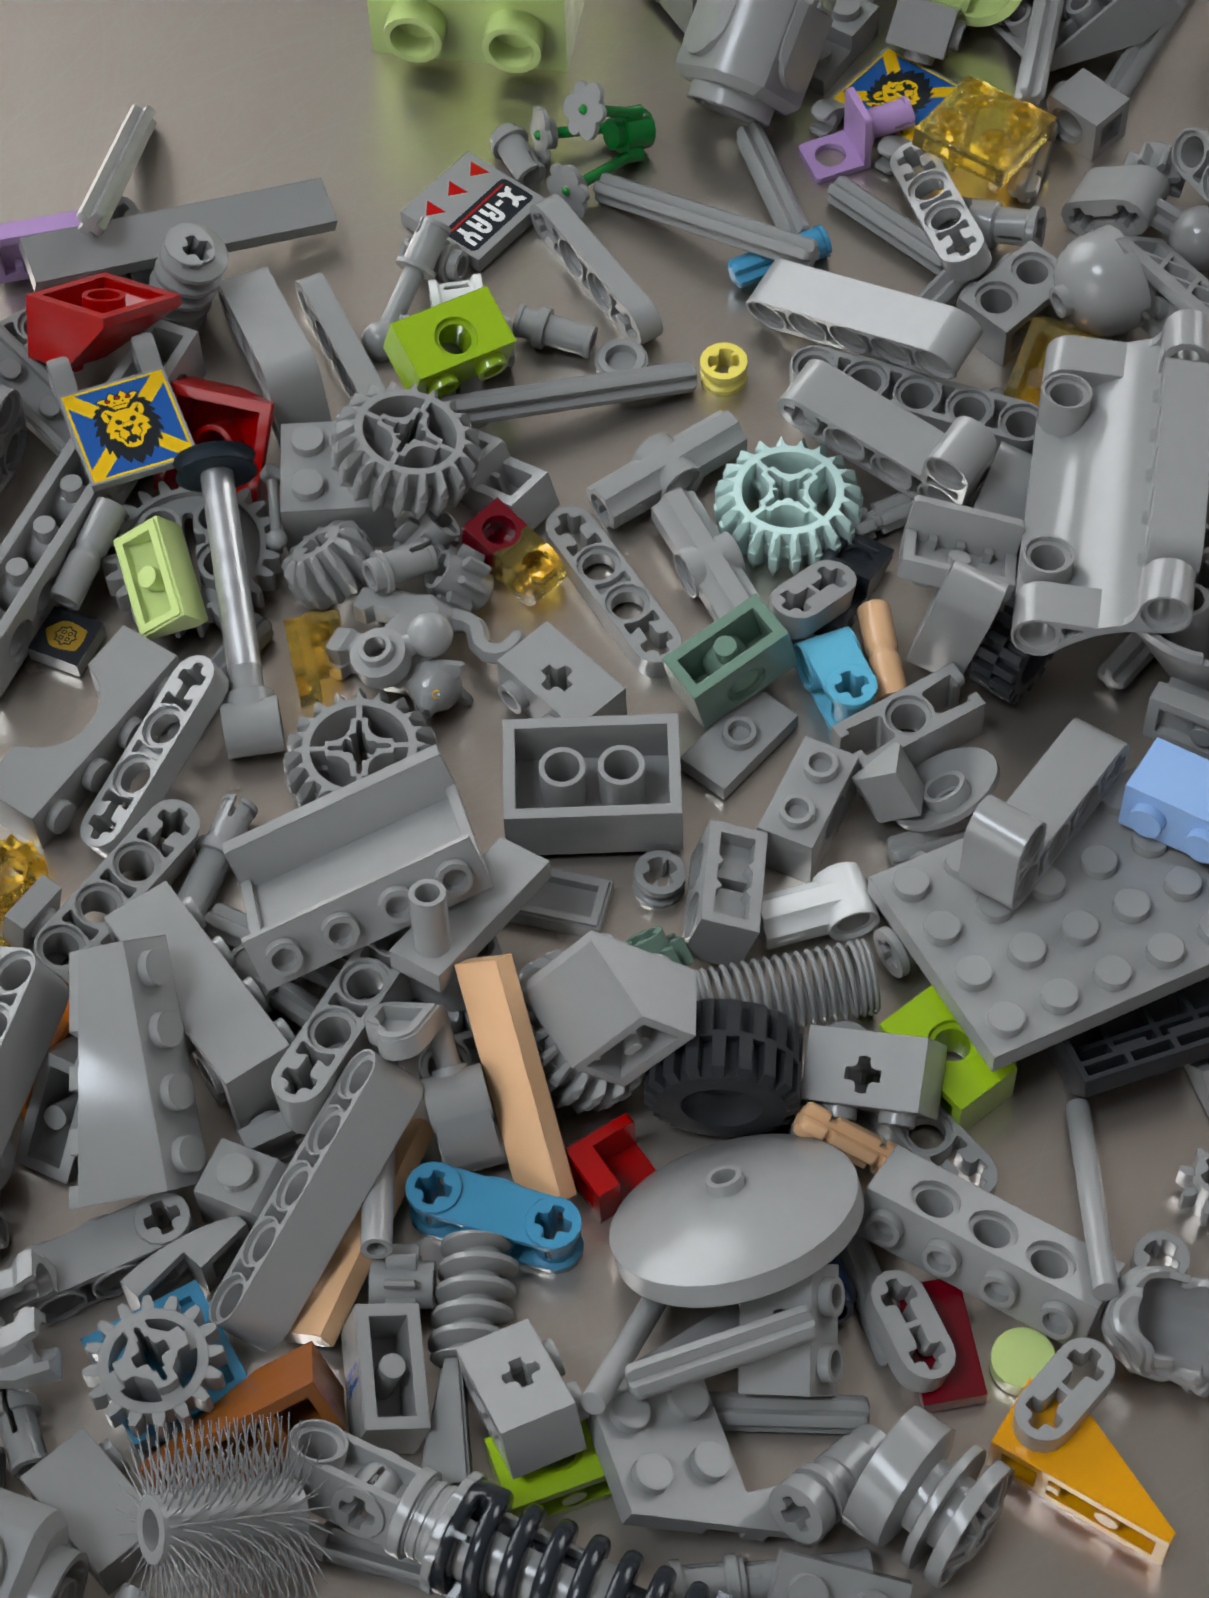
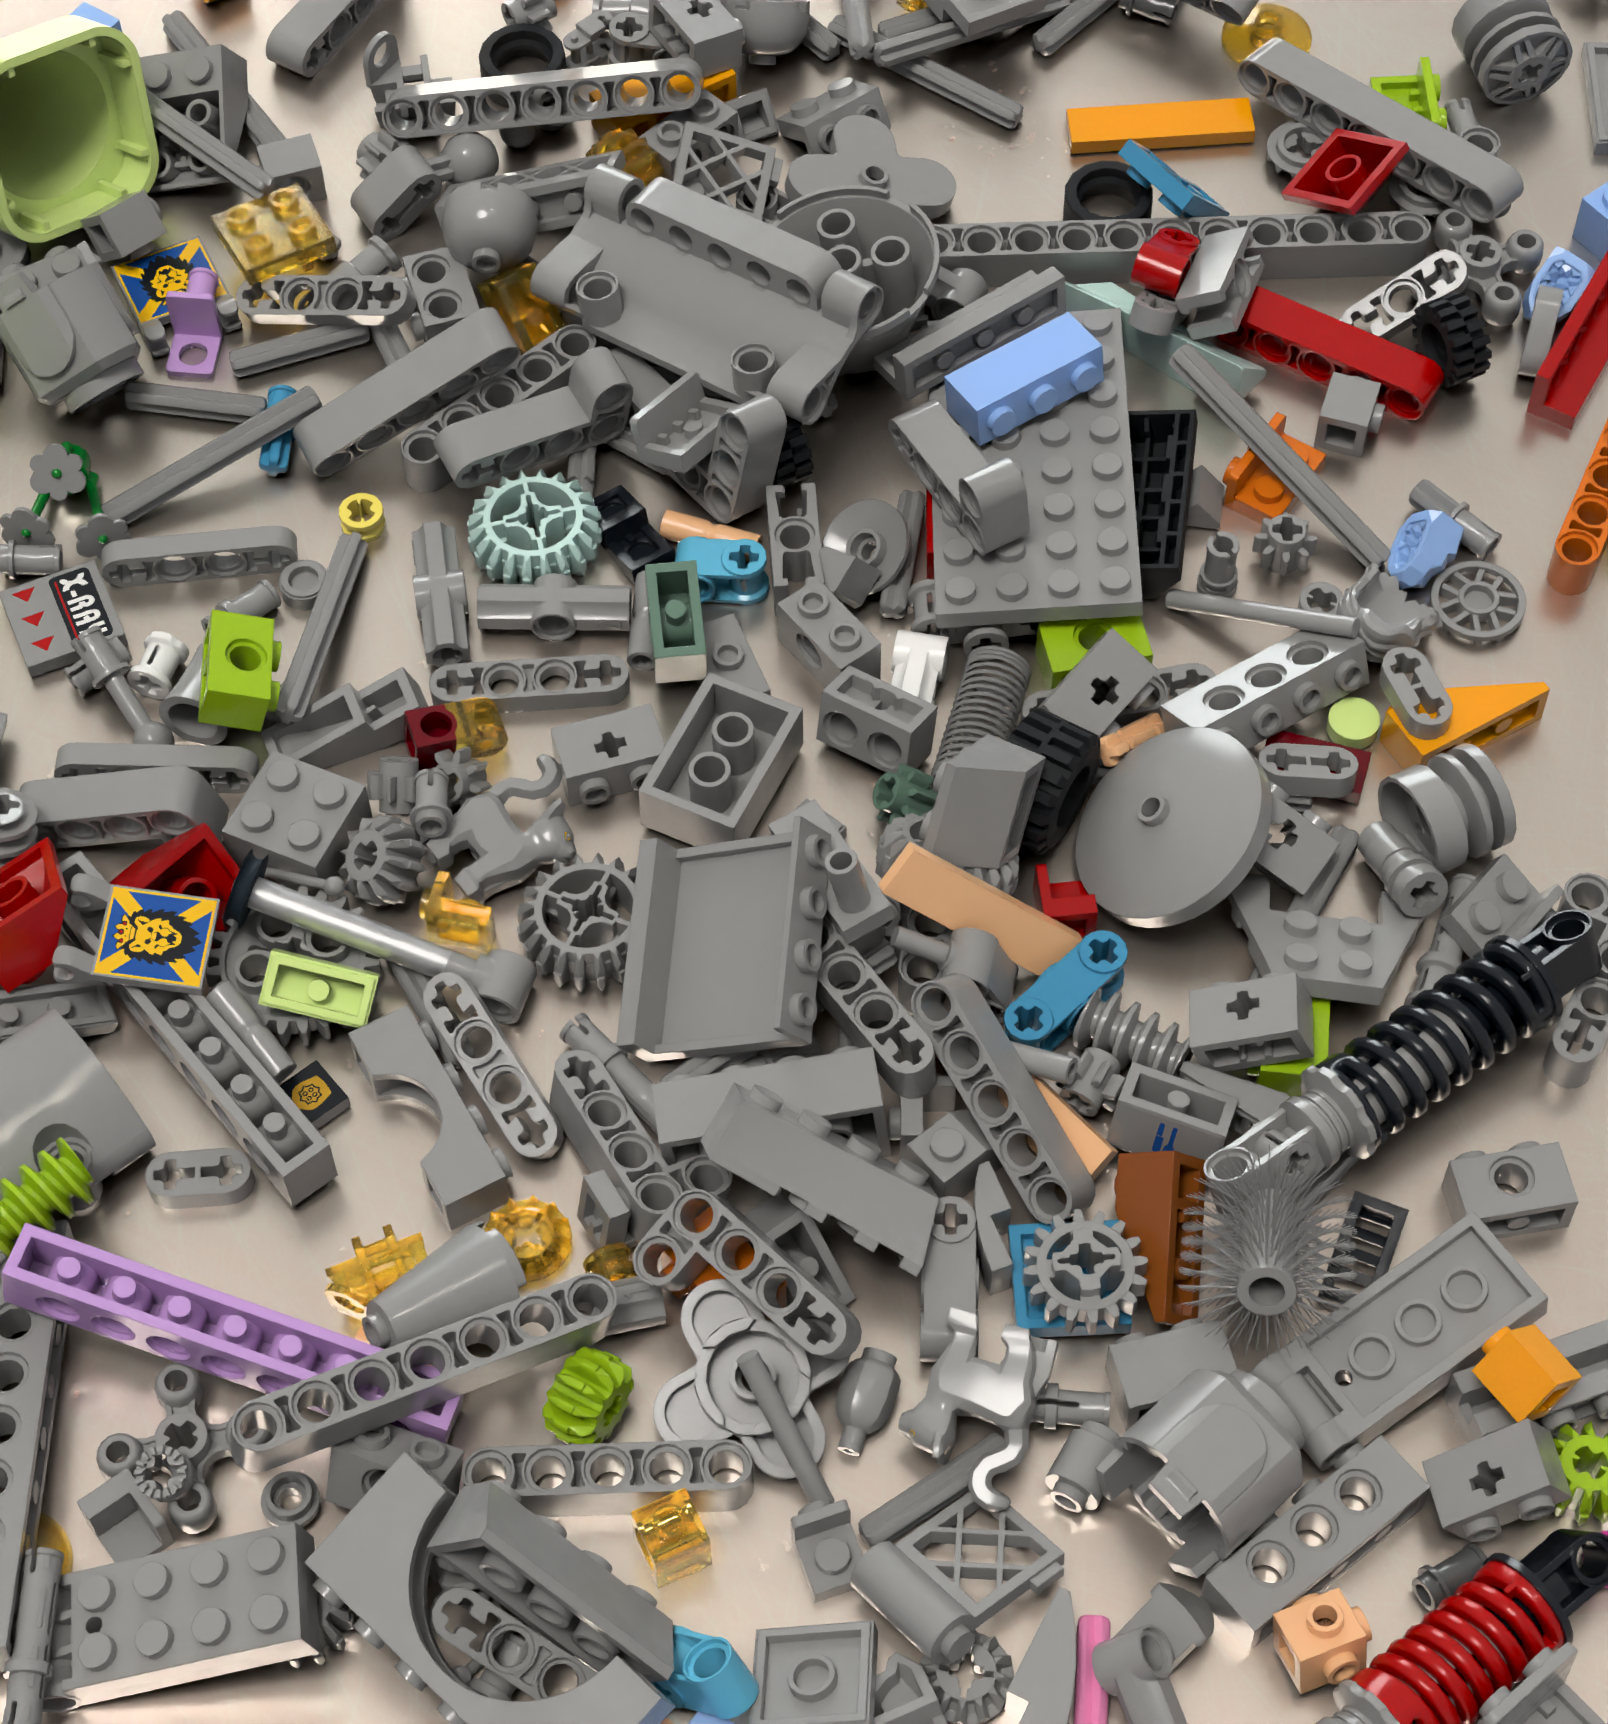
camera: 65 degrees left, 0 degrees up
(402, 1028) = (910, 958): light grey tile -> none
(405, 450) = (332, 742): light grey gear -> none
(427, 635) = (519, 810): light grey plate -> none
(623, 1352) = (1250, 941): light grey bar -> none
(652, 895) = (820, 784): light grey bush -> none
(720, 1352) = (1292, 872): light grey axle -> none
(819, 606) = (632, 553): light grey beam -> none
(1133, 1136) = (1219, 572): none -> light grey pin

